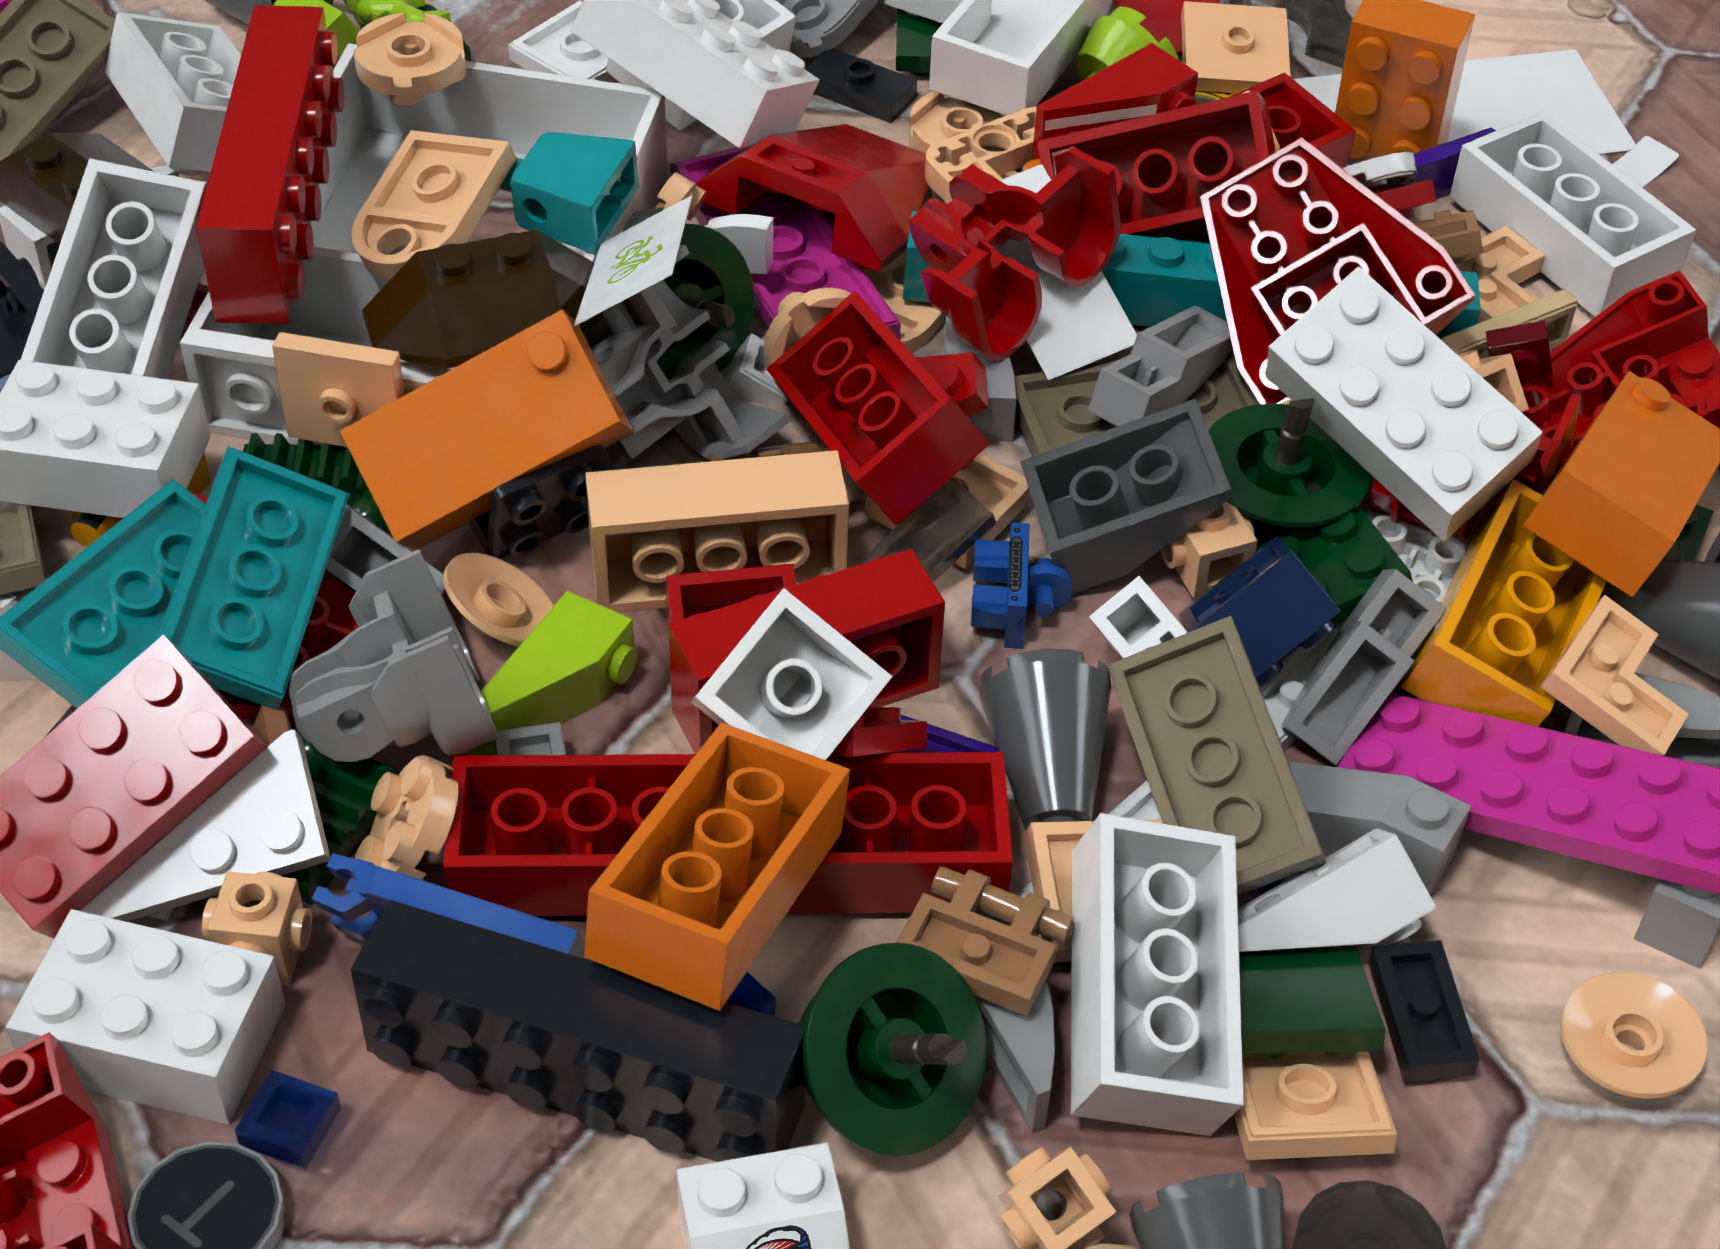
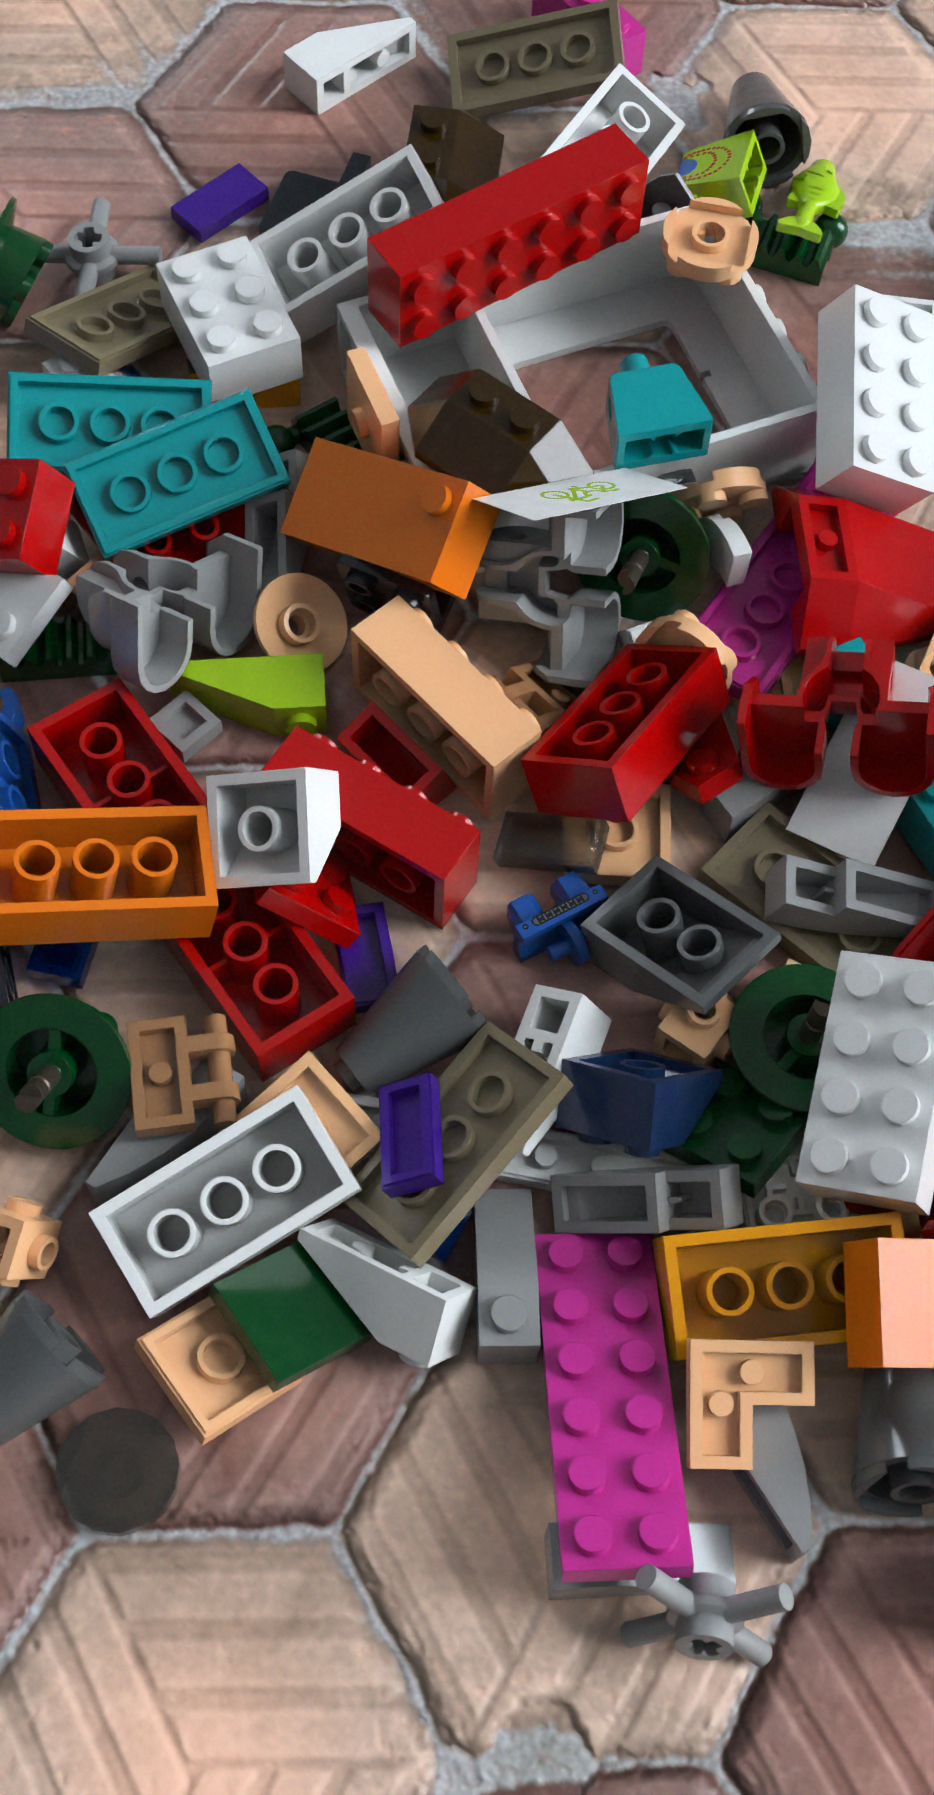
camera: 55 degrees right, 15 degrees up
(411, 816) = (48, 697): light nougat plate -> none
(428, 197) = (561, 344): light nougat tile -> none
(1183, 788) = (410, 1135): none -> dark purple tile
(1423, 1011) = (351, 1407): black plate -> none
(1641, 1013) = (429, 1539): light nougat dish -> none

